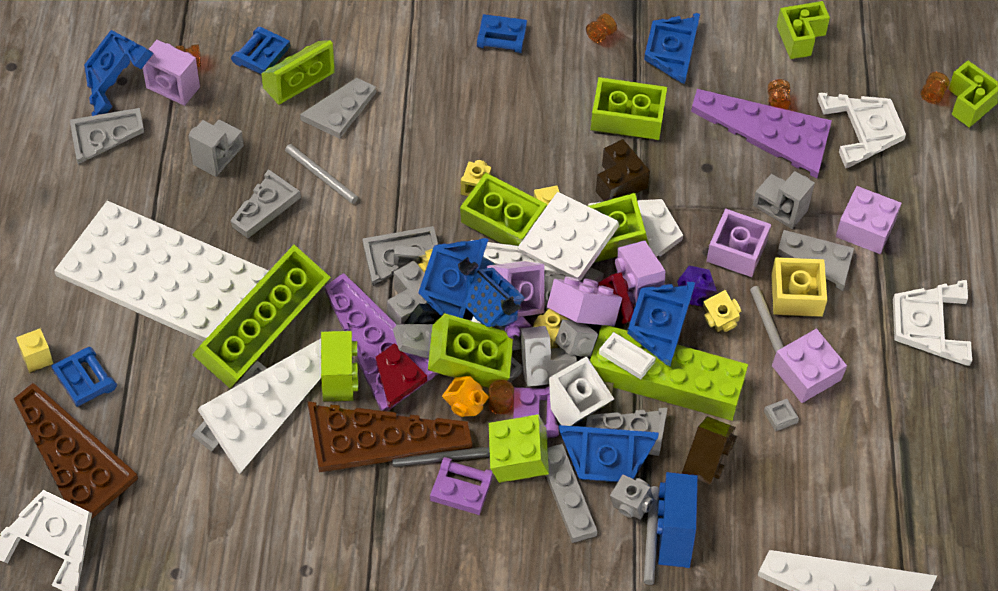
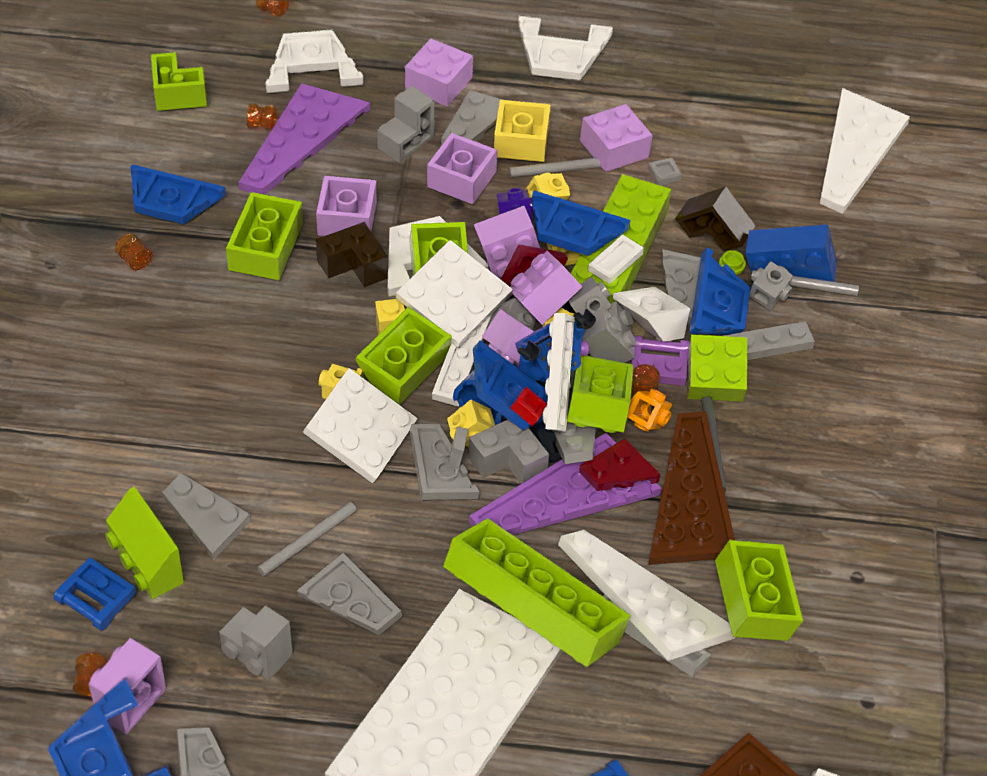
camera: 85 degrees left, 5 degrees down
(270, 476) = (758, 590): none -> lime brick
(338, 370) = (613, 514): lime brick -> none
(427, 190) = (360, 425): none -> white plate
(434, 288) = (528, 406): none -> red tile
(461, 493) = (760, 433): medium lavender plate -> none
(462, 299) = (560, 367): none -> white plate
(502, 32) = (109, 343): blue plate -> none
(661, 467) = (734, 260): none -> lime plate
(672, 161) = (345, 204): none -> lavender brick

